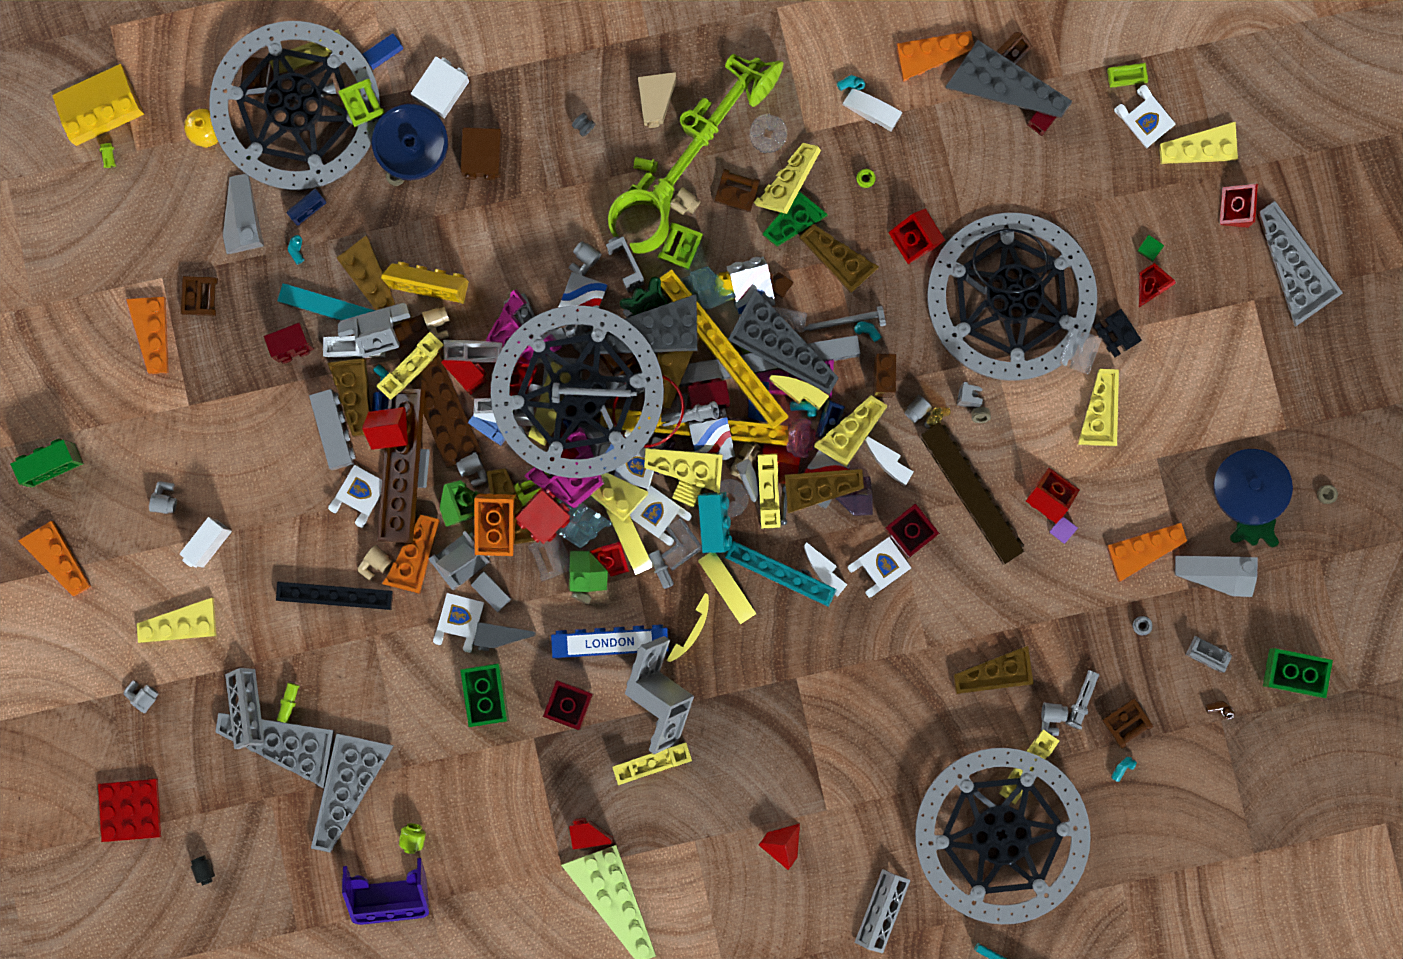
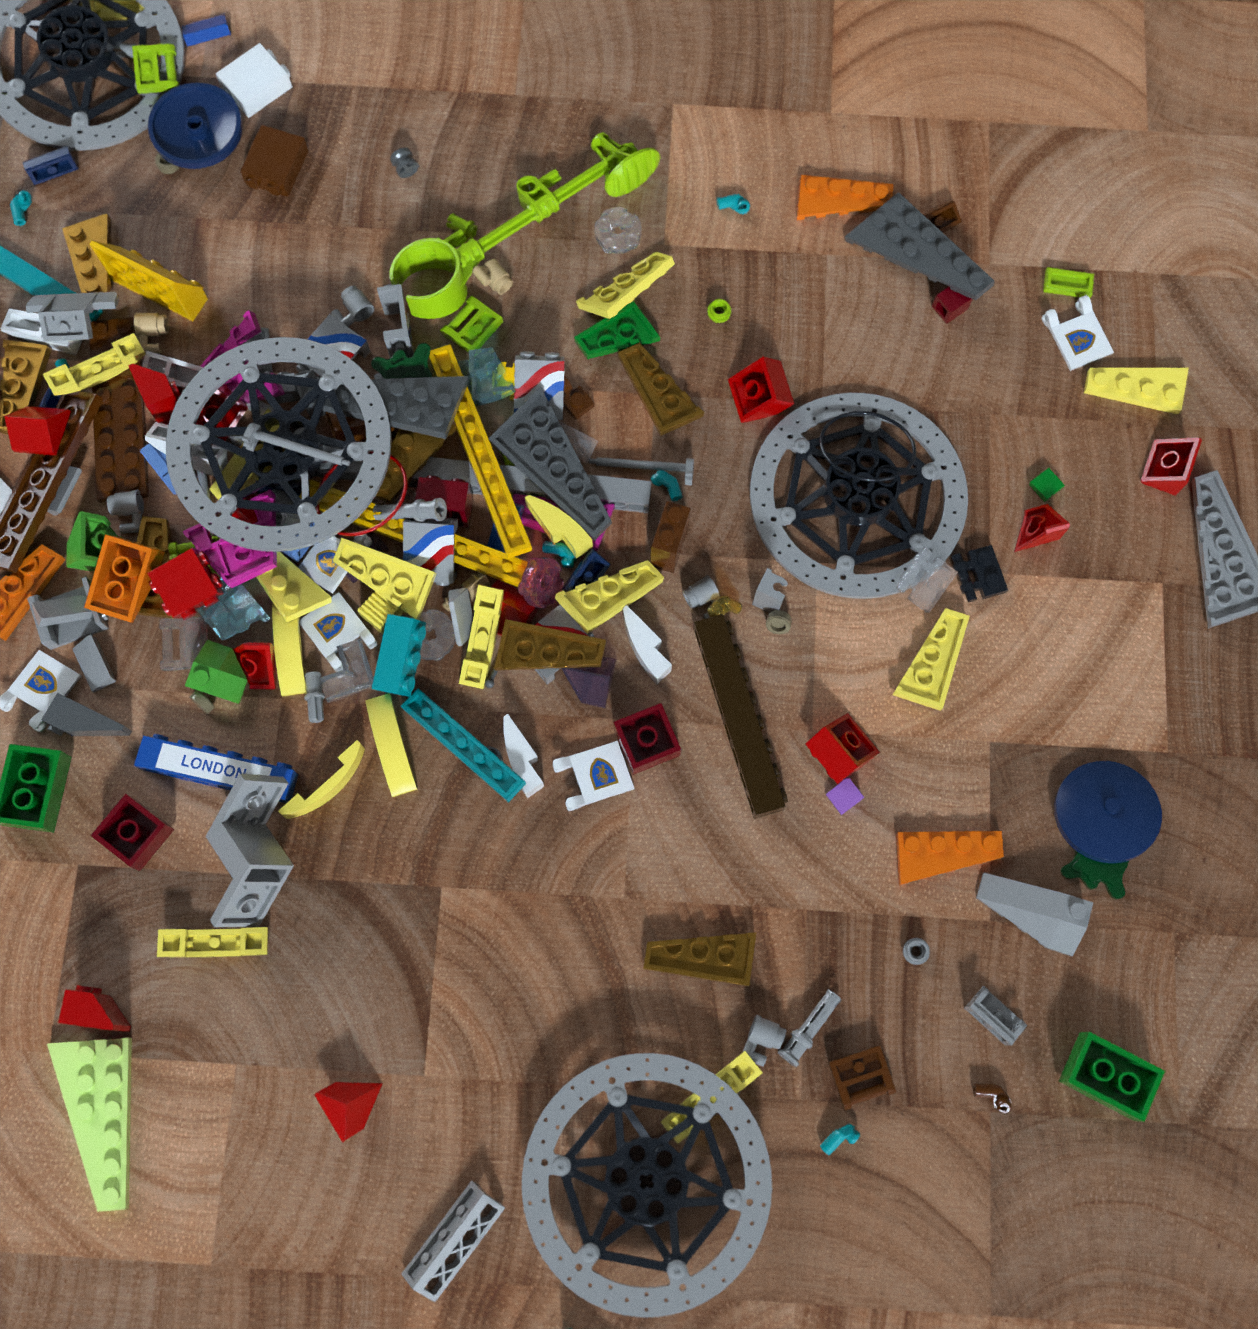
camera: 10 degrees right, 10 degrees down
(655, 97) = (499, 156): tan slope -> none
(734, 196) = (555, 289): reddish brown plate -> none
(872, 109) = (751, 237): white slope -> none
(1327, 494) = (1203, 850): dark tan tile -> none

